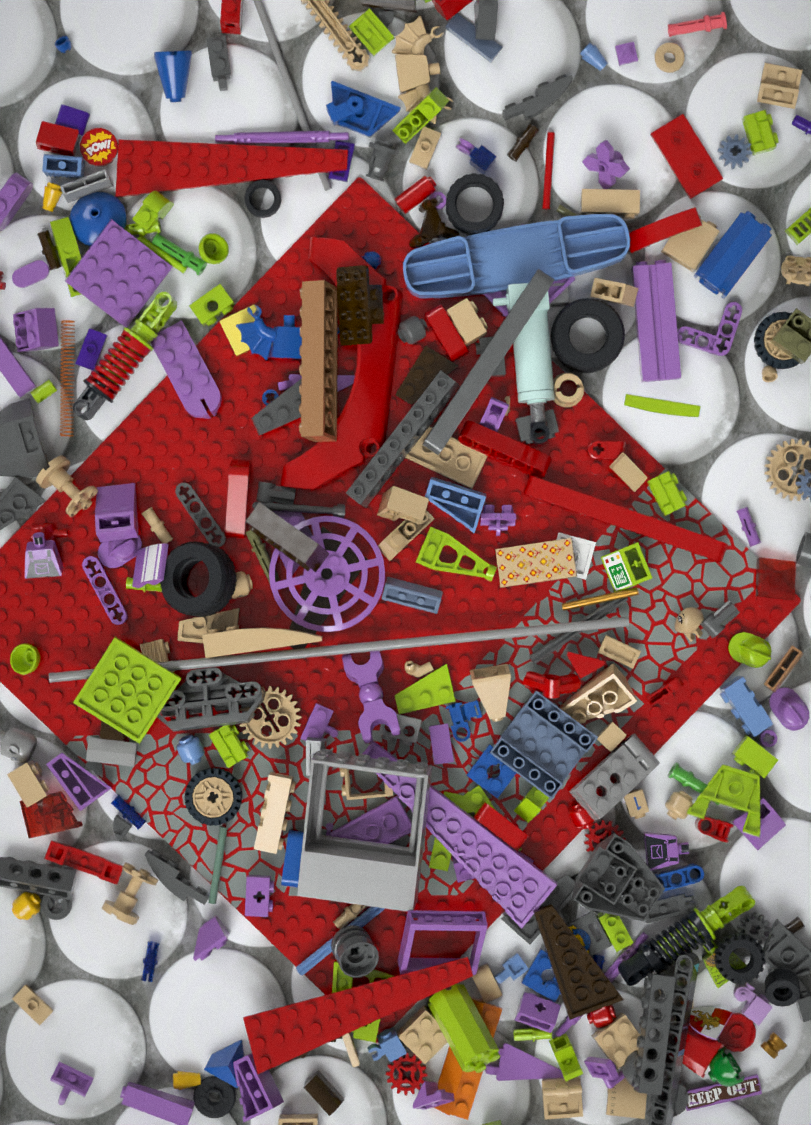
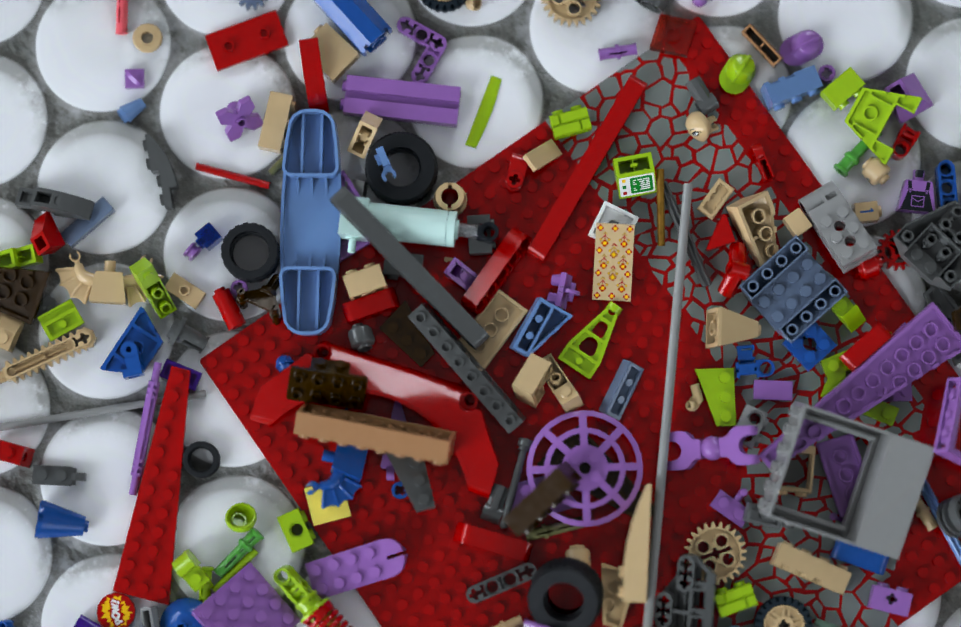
camera: 75 degrees left, 5 degrees down
(522, 142) = (200, 195): dark brown pin -> none
(590, 314) = (382, 159): none -> medium blue plate

